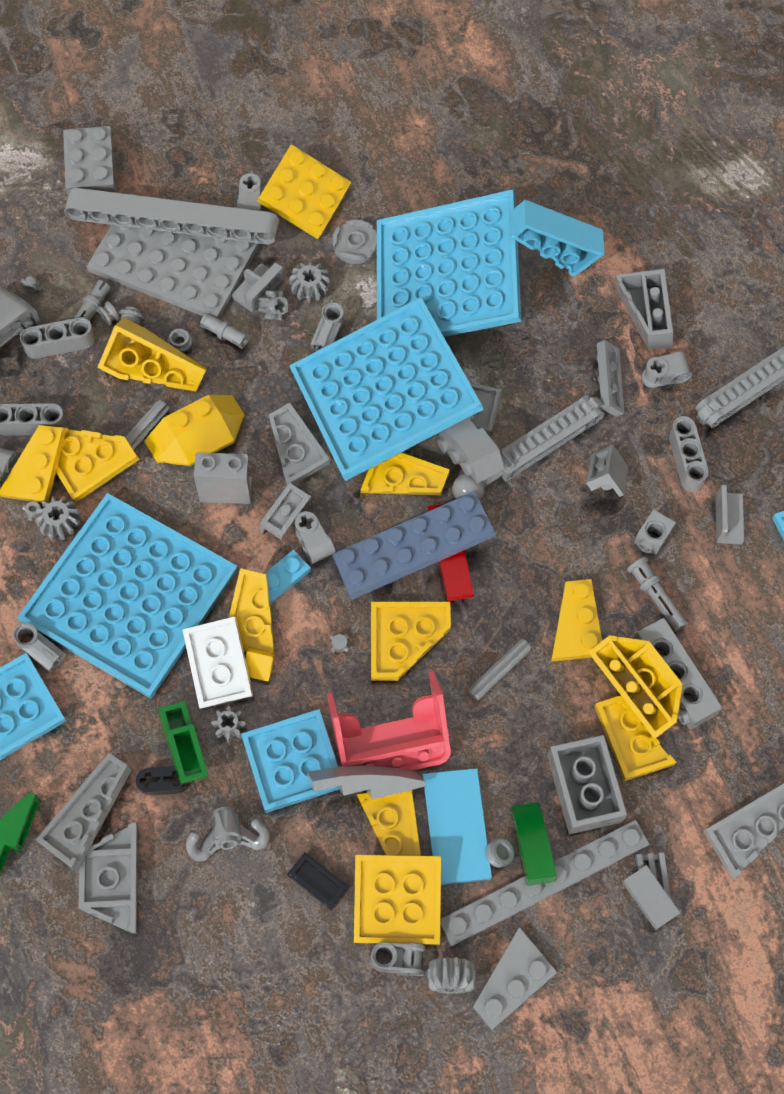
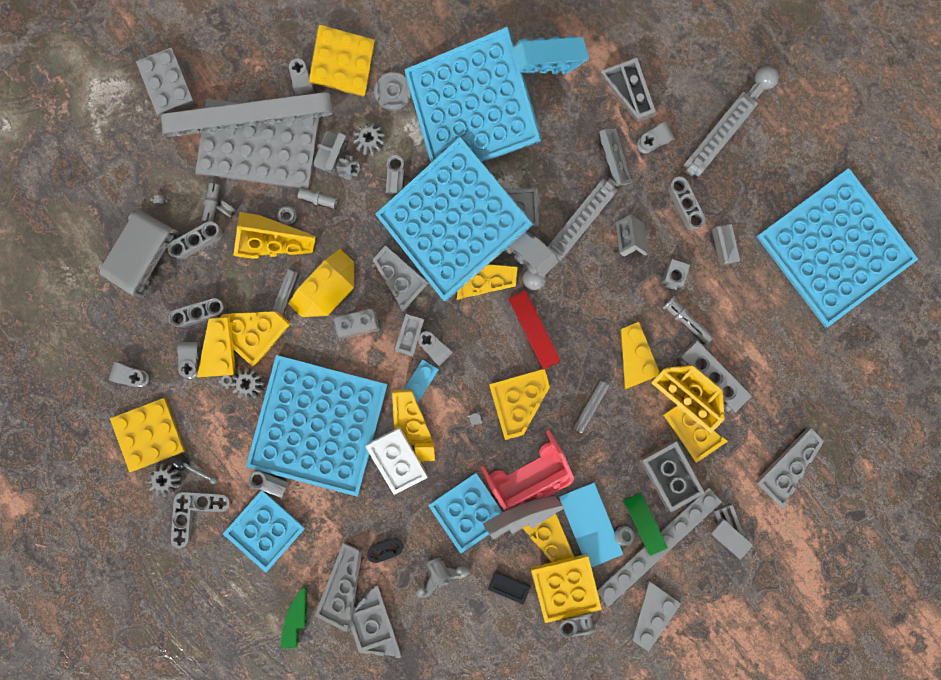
camera: 20 degrees left, 20 degrees up
(132, 314) = (244, 206): light grey plate -> none
(182, 742) = (391, 523): green slope -> none
(227, 731) = (415, 495): light grey gear -> none
(413, 545) = (508, 334): sand blue plate -> none
(451, 975) = (614, 628): light grey gear -> none

